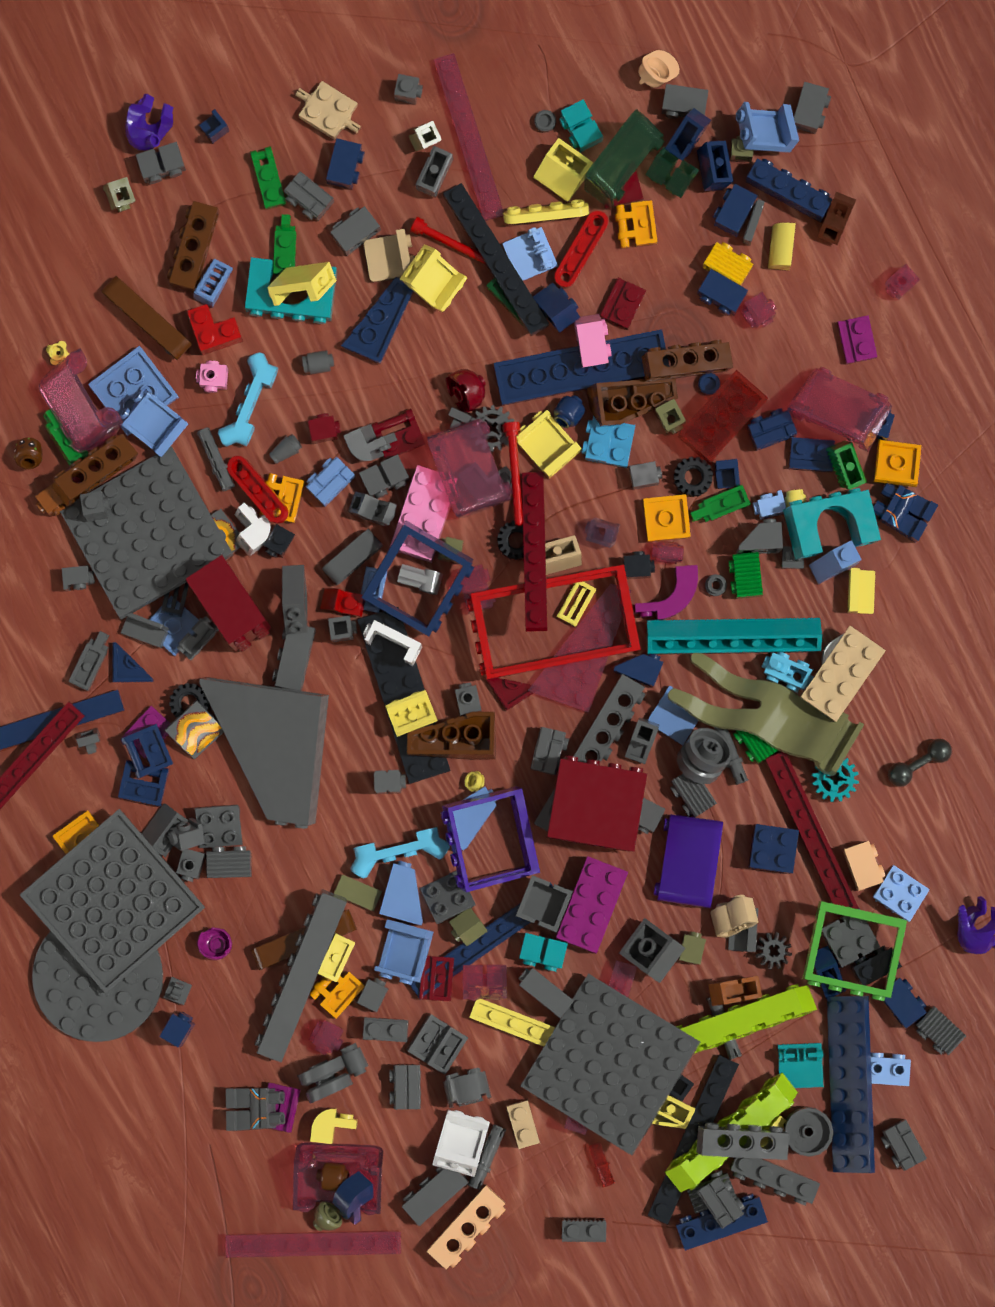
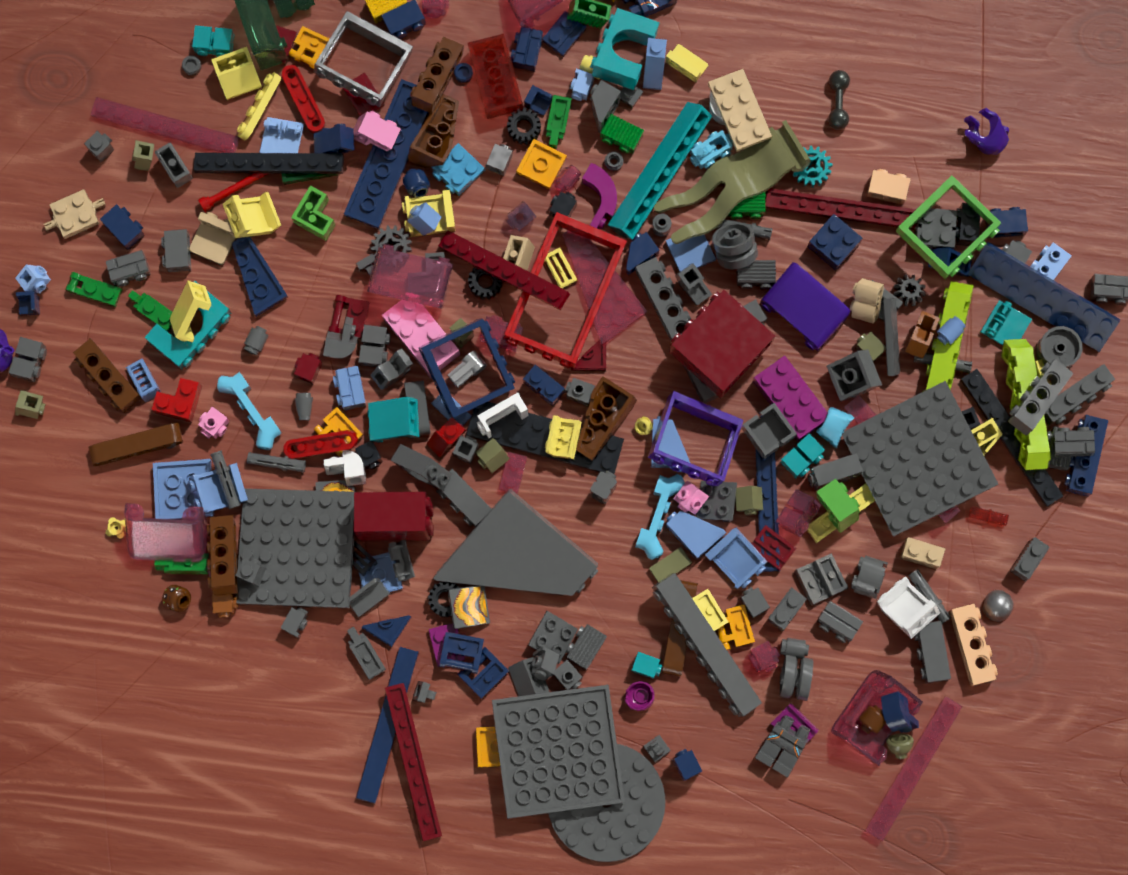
camera: 60 degrees left, 5 degrees down
(180, 403) = (231, 497): none -> dark grey pin
(239, 115) = (33, 278): none -> light blue brick
(248, 931) = (646, 665): none -> teal brick
(325, 542) = (393, 419): none -> teal panel
(325, 1124) = (829, 701): light yellow brick -> none
(350, 687) = (513, 472): none -> clear pink plate
(351, 657) = (492, 456): none -> olive brick
(432, 870) = (690, 498): none -> bright pink brick
(451, 669) = (550, 389): none -> dark blue piece
(467, 388) = (349, 245): dark red cylinder -> none
(470, 331) = (310, 216): none -> bright green brick
(511, 430) = (404, 231): red piece -> none
(512, 1017) = (841, 508): none -> bright green brick
(520, 1227) = (998, 605): none -> flat silver hair
(536, 442) = (424, 218): none -> medium blue brick
(548, 750) = (656, 357): dark grey brick -> none
(591, 963) = (834, 425): none -> medium azure hair
(670, 409) = (465, 109): olive brick -> none
(678, 678) = (659, 230): none -> dark grey brick
(688, 275) = (377, 36): none -> dark grey window
(714, 962) = (891, 336): none -> dark grey tile
(752, 1016) = (951, 330): none -> medium blue brick
(879, 1030) = (1018, 250): none -> dark grey brick
(901, 893) = (925, 174): light blue hinge -> none
(939, 1030) = (1044, 209): dark grey brick -> none

